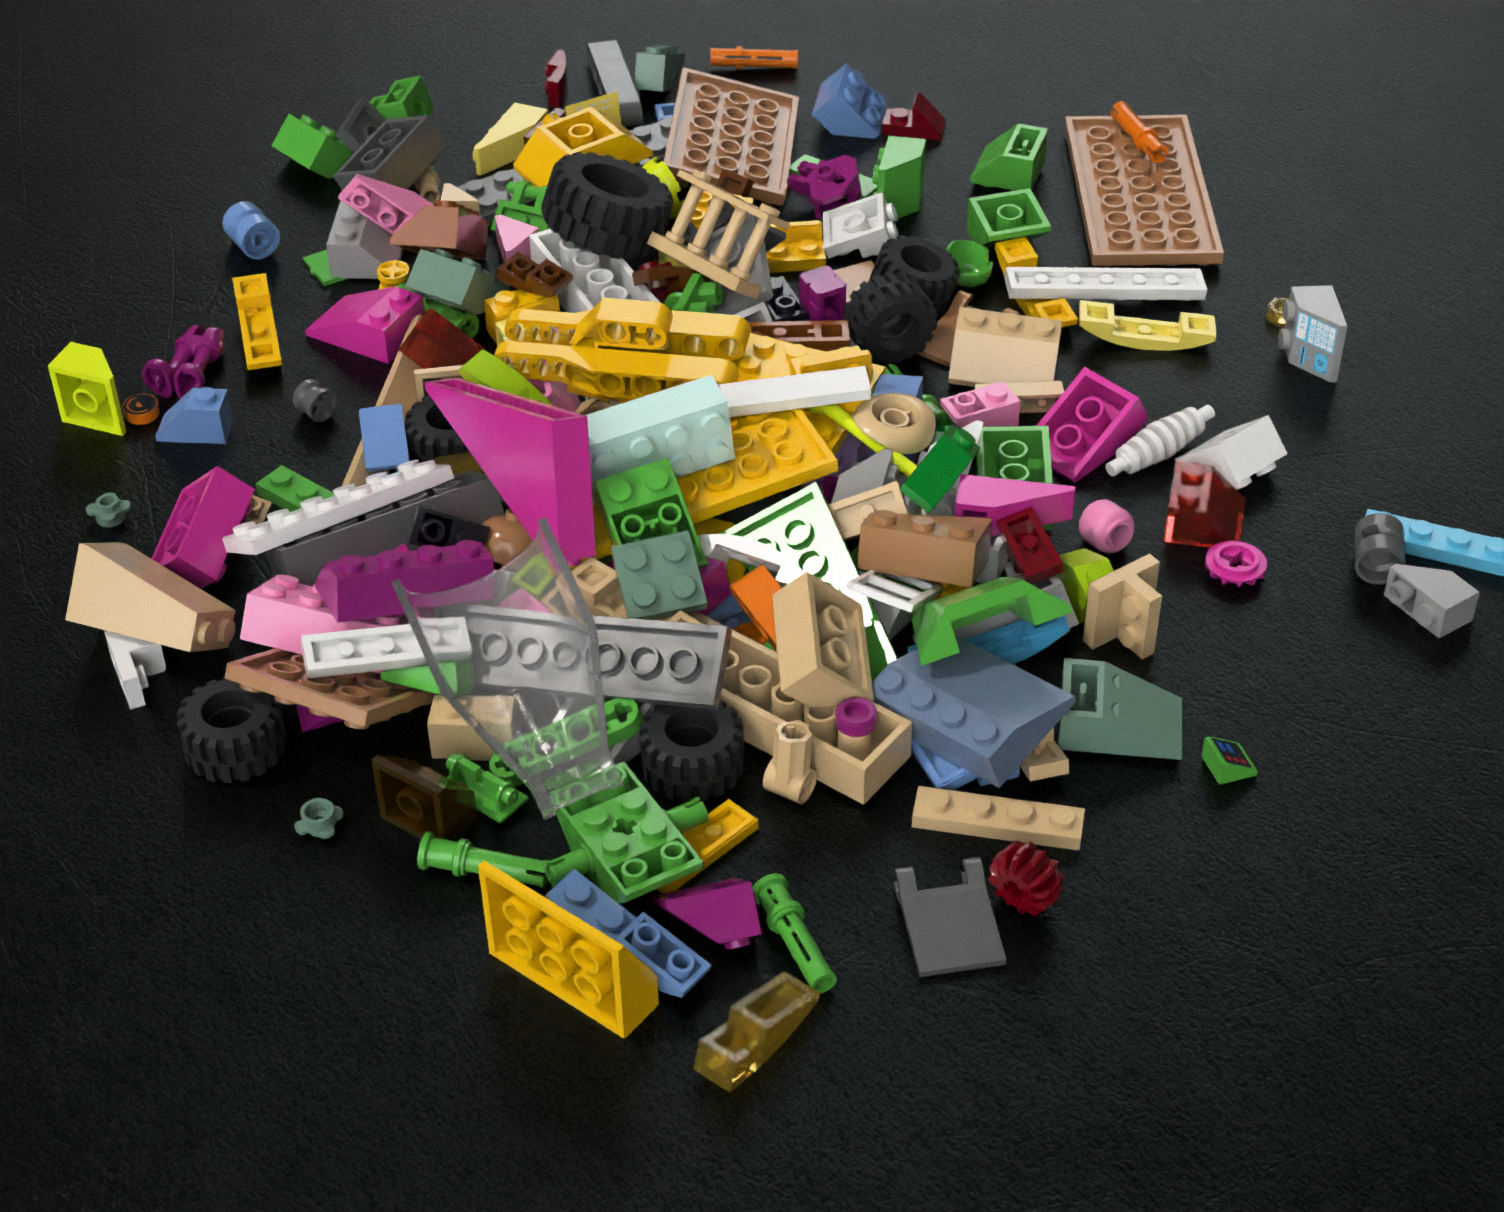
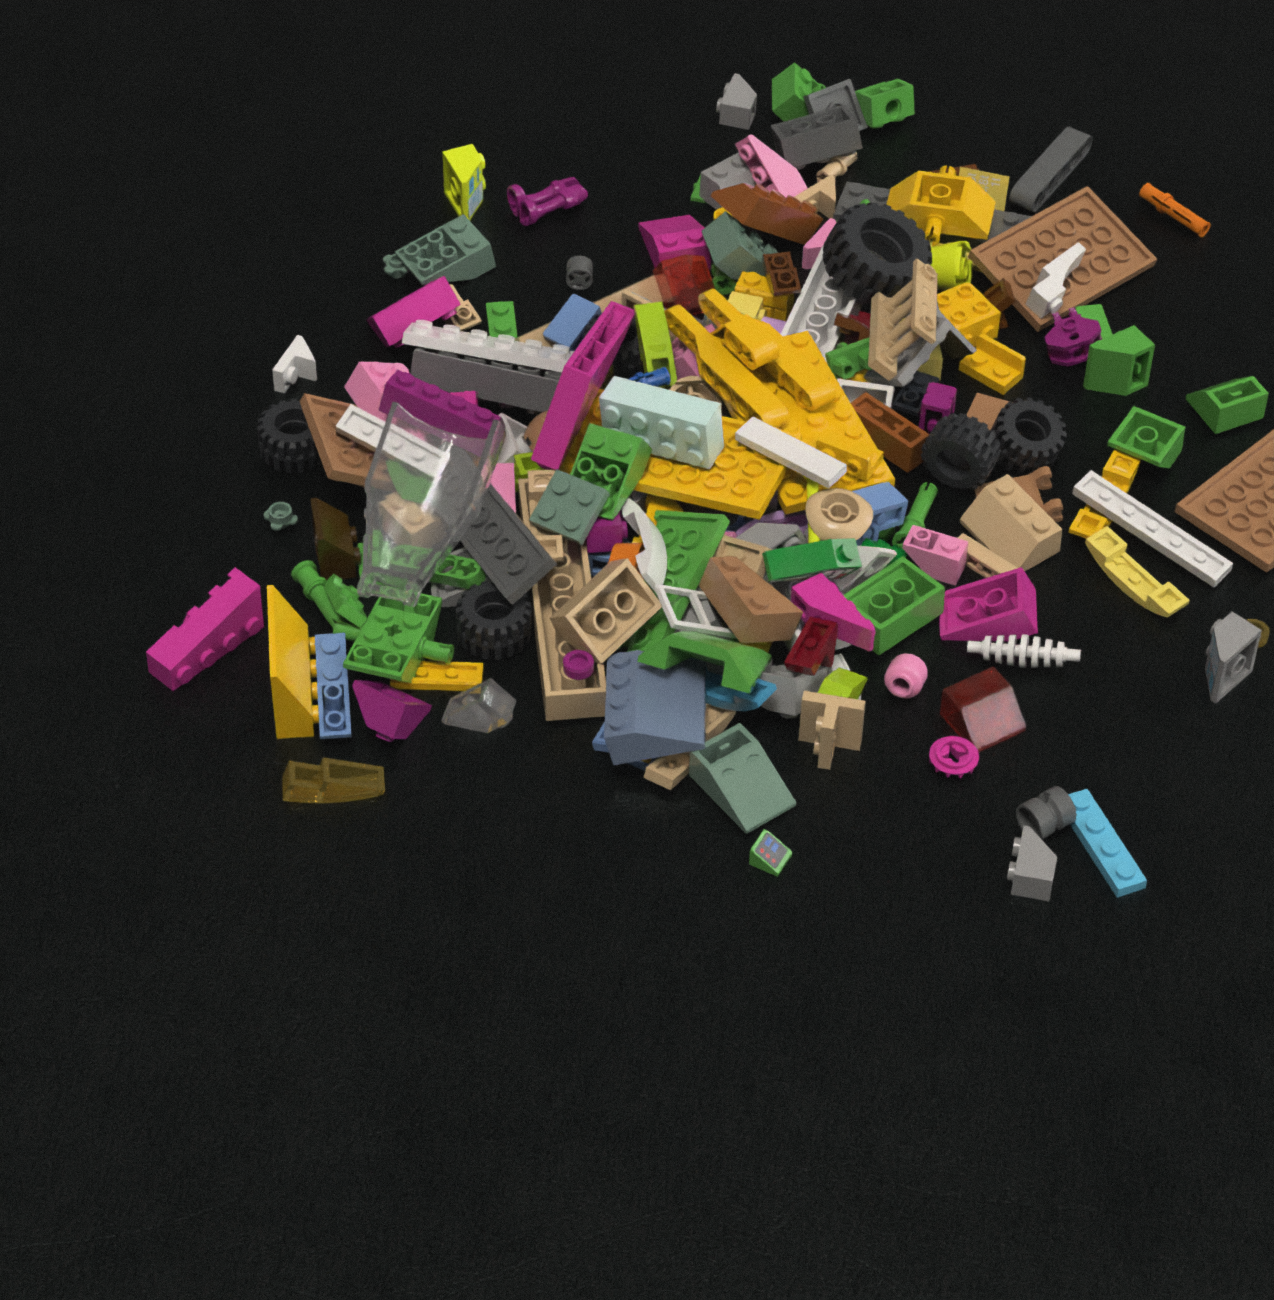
camera: 45 degrees right, 5 degrees up
(141, 409) = (488, 213): tile -> none
(141, 599) = (330, 327): tan slope -> none
(159, 459) = (449, 251): none -> sand green slope
(198, 417) = (509, 242): medium blue slope -> none
(251, 230) = (685, 133): medium blue wheel -> none
(257, 321) = (615, 201): yellow slope -> none
(264, 182) = (738, 104): none -> light grey slope
(417, 986) = (208, 631): none -> dark pink wedge
(442, 529) = (514, 401): black slope -> none
(505, 139) = (902, 167): light yellow slope -> none
(527, 837) = (345, 600): none -> bright green plate
(557, 81) = (1019, 144): dark red slope -> none
(657, 67) = (1097, 174): sand green slope -> none
(763, 151) = (1049, 291): none -> white slope
(790, 769) = (525, 666): tan piece -> none
(795, 838) = (480, 708): none -> clear slope
(816, 970) = (420, 743): bright green pin -> none
(849, 105) = (1182, 289): medium blue slope -> none
(859, 226) = (1054, 380): white plate -> none
(921, 122) = (1215, 329): dark red slope -> none
(951, 924) = (498, 812): dark grey flag -> none
(972, 261) = (1083, 451): bright green hair -> none
(998, 818) = (603, 783): tan plate -> none
(1026, 878) = (555, 818): dark red gear -> none
(1240, 451) = (1054, 695): white slope -> none

